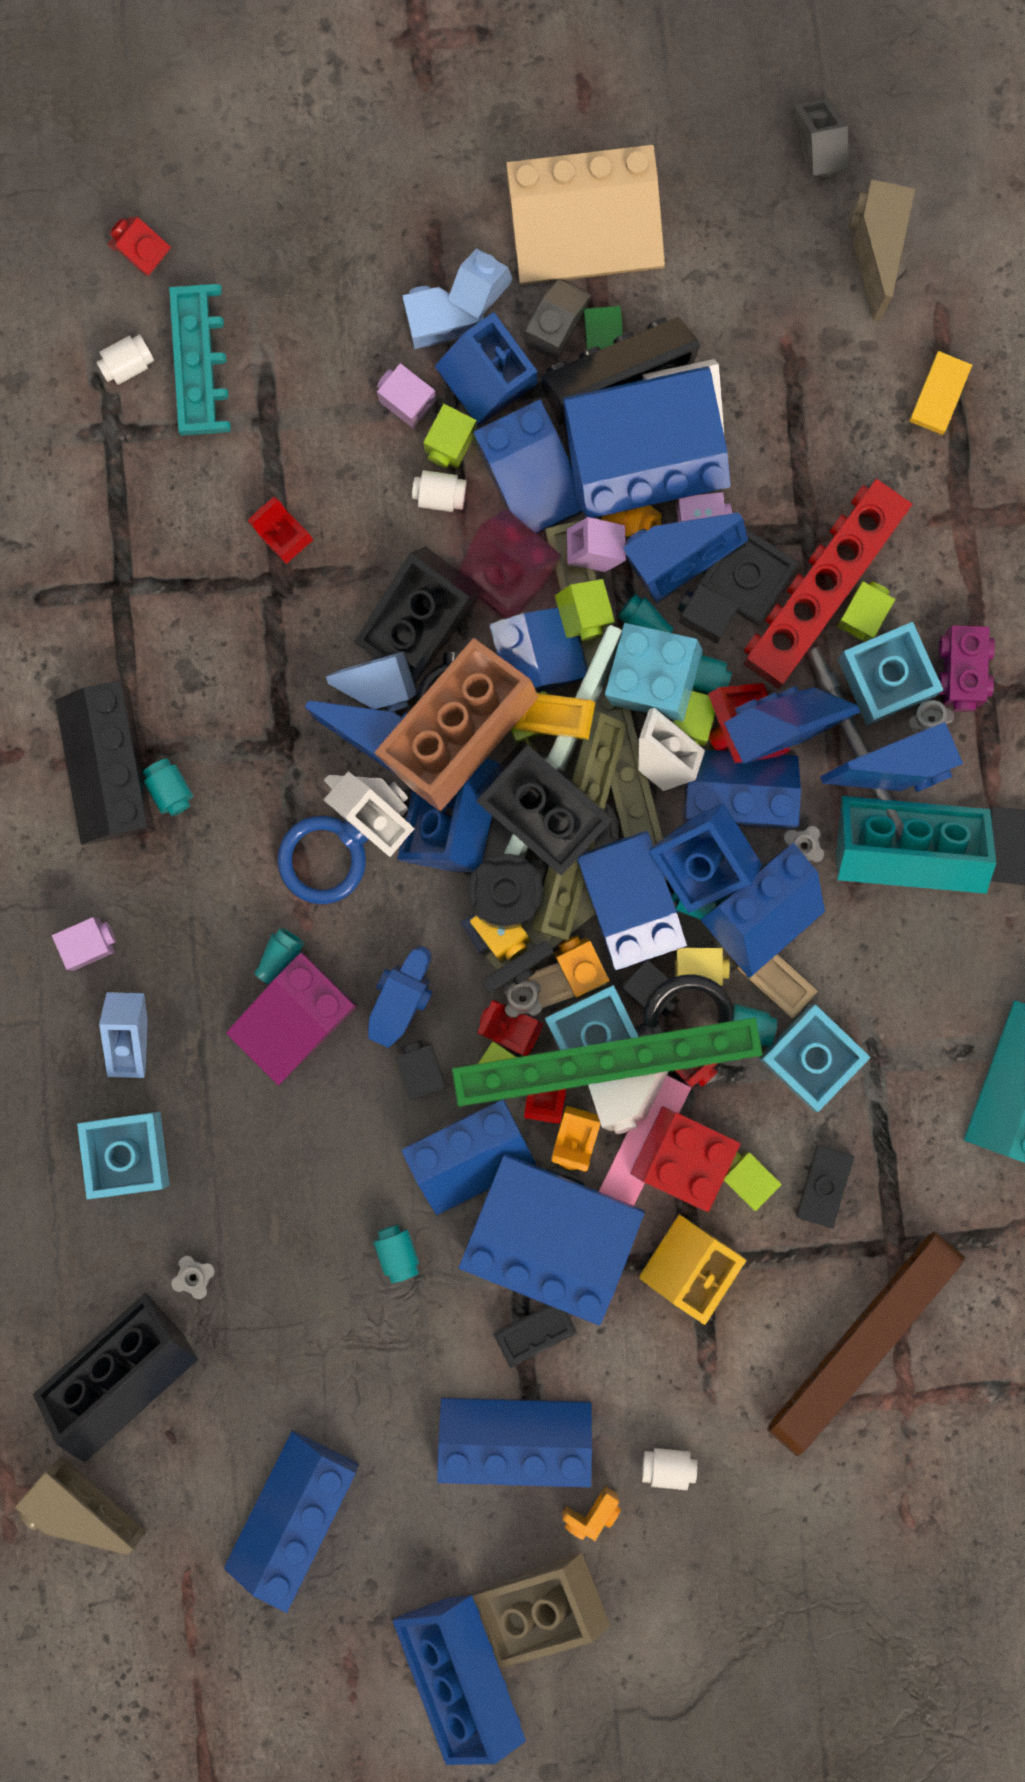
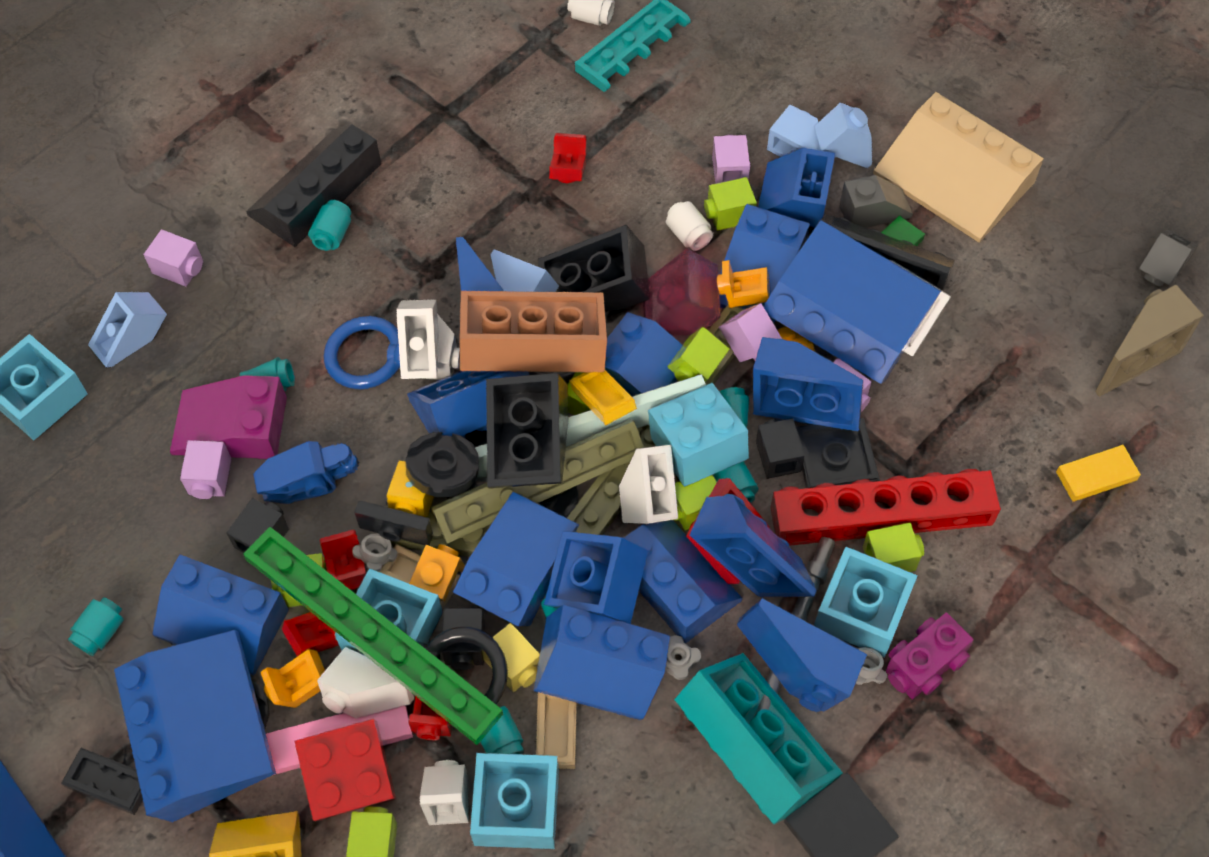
camera: 45 degrees right, 25 degrees down
(327, 1071) = (205, 469): none -> lavender brick
(548, 507) = (744, 286): none -> light orange bracket
(763, 1100) = (445, 793): none -> white slope

